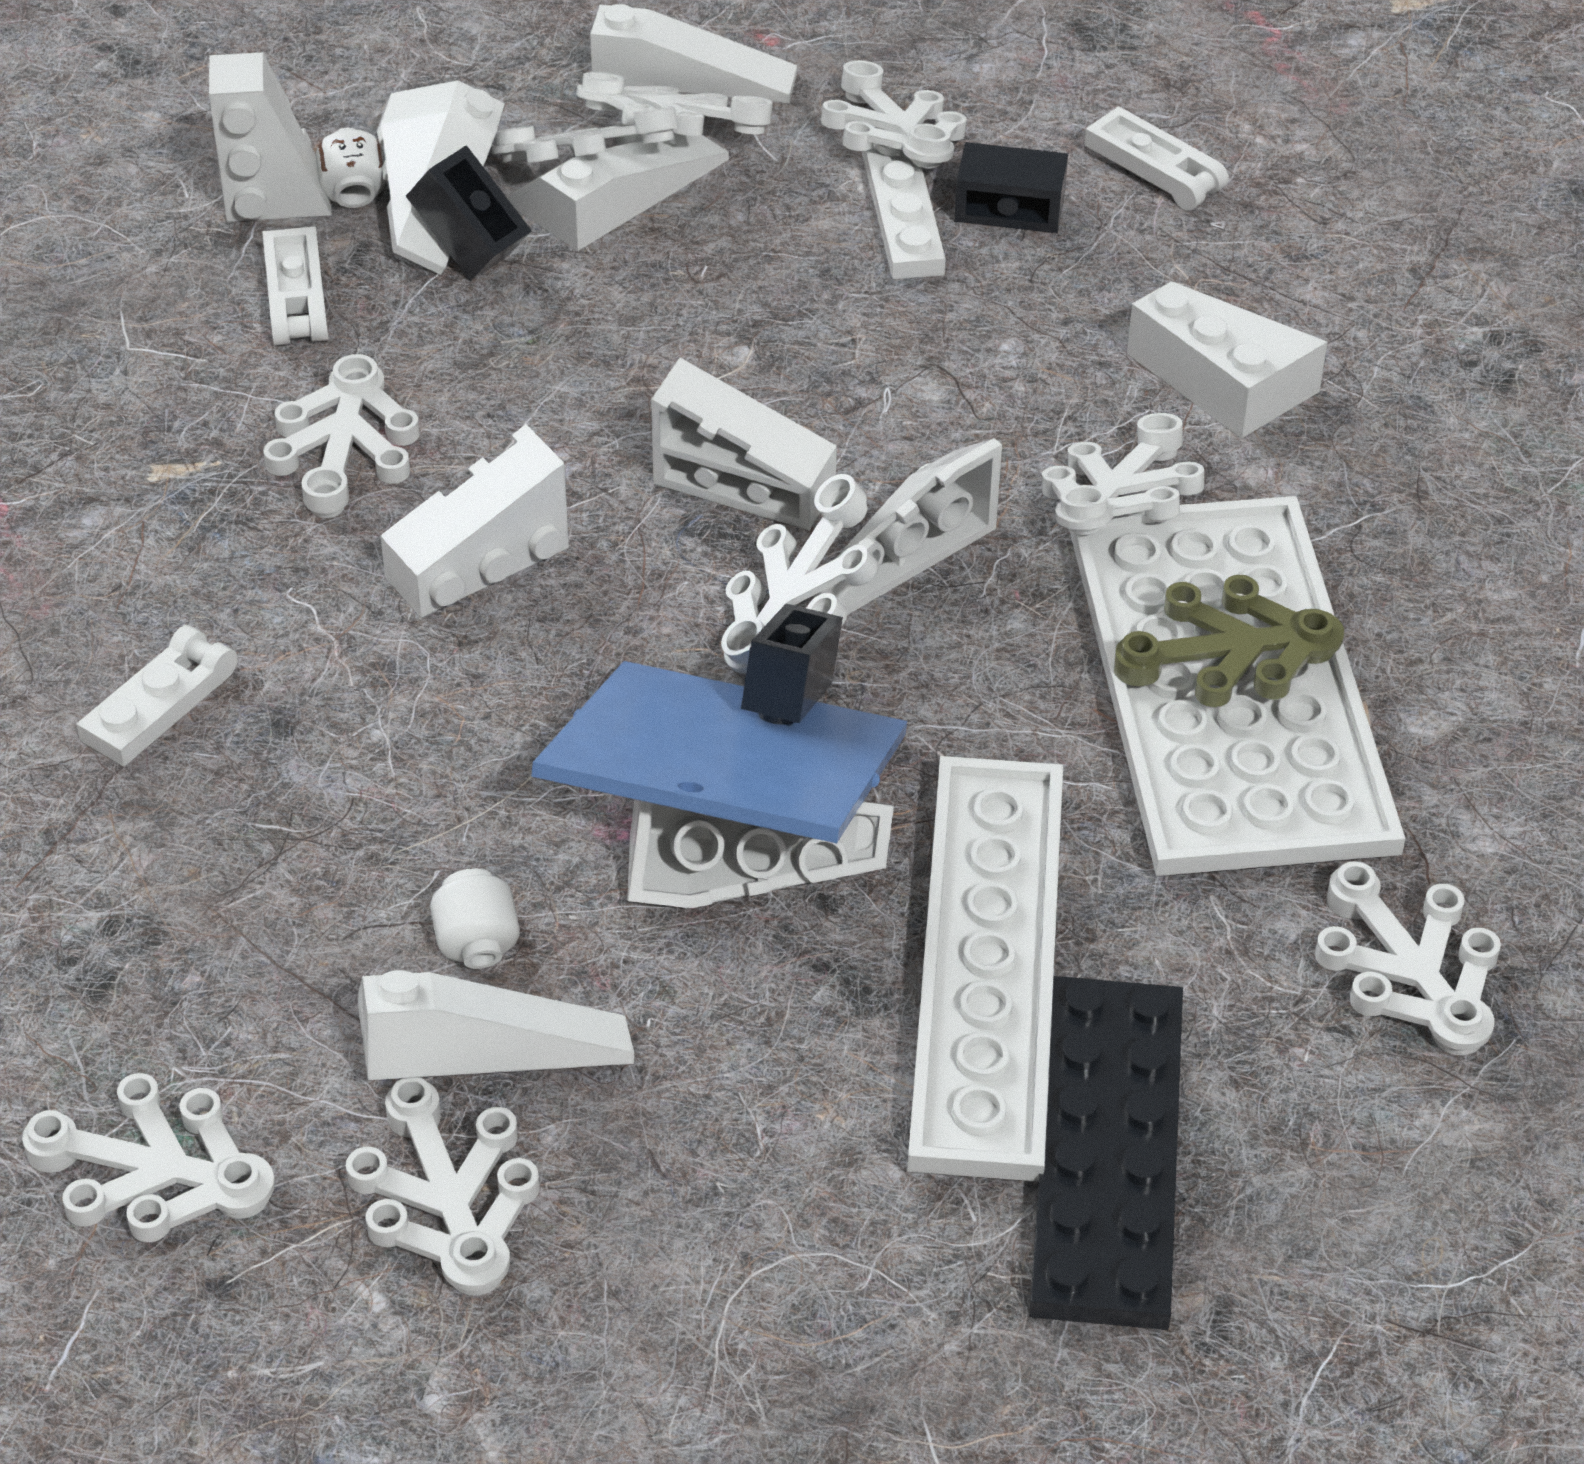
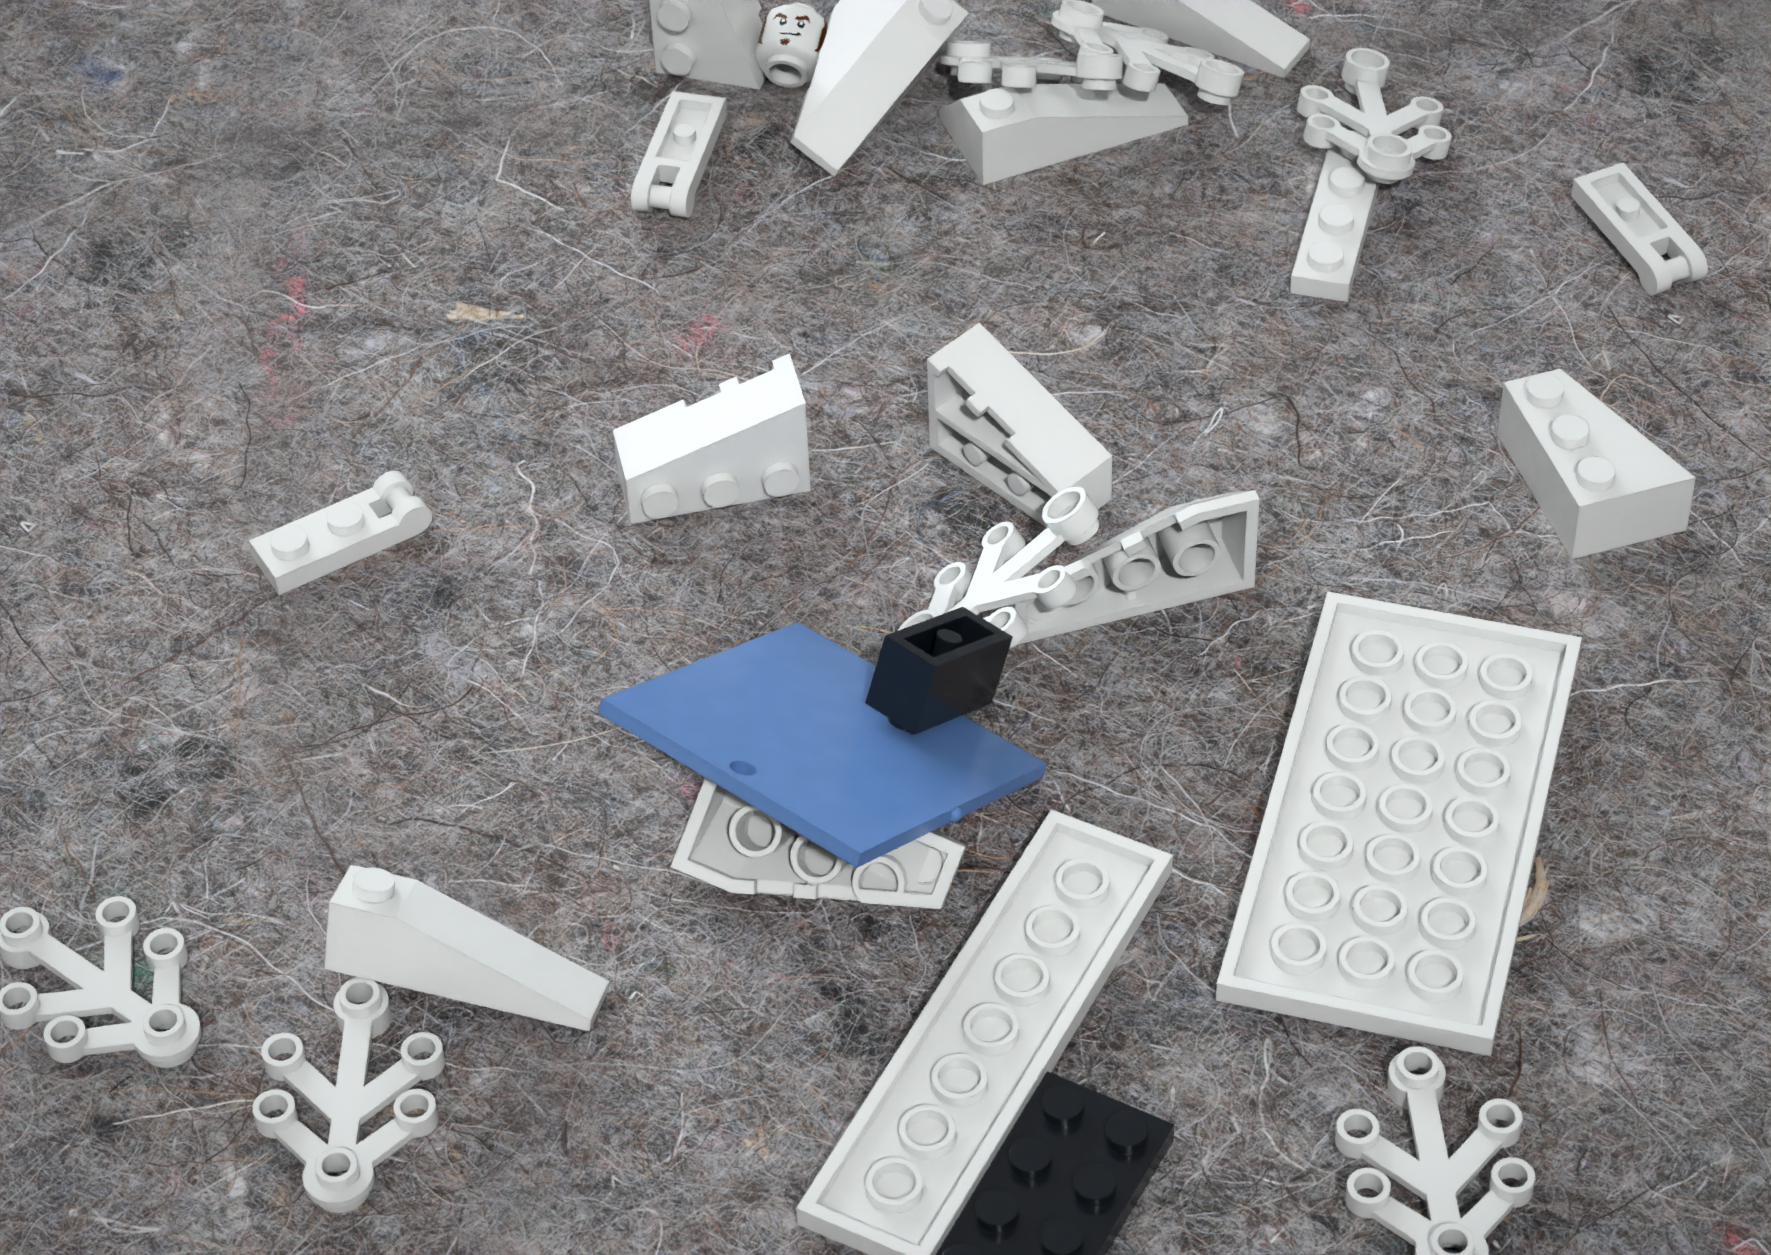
camera: 25 degrees right, 0 degrees up
(351, 384) = (685, 268): white plant -> none
(468, 212) = (870, 119): black brick -> none
(474, 918) = (510, 840): white head -> none
(1011, 187) = (1459, 224): black brick -> none
(1089, 507) = (1339, 589): white plant -> none
(1304, 635) = (1491, 788): olive plant -> none

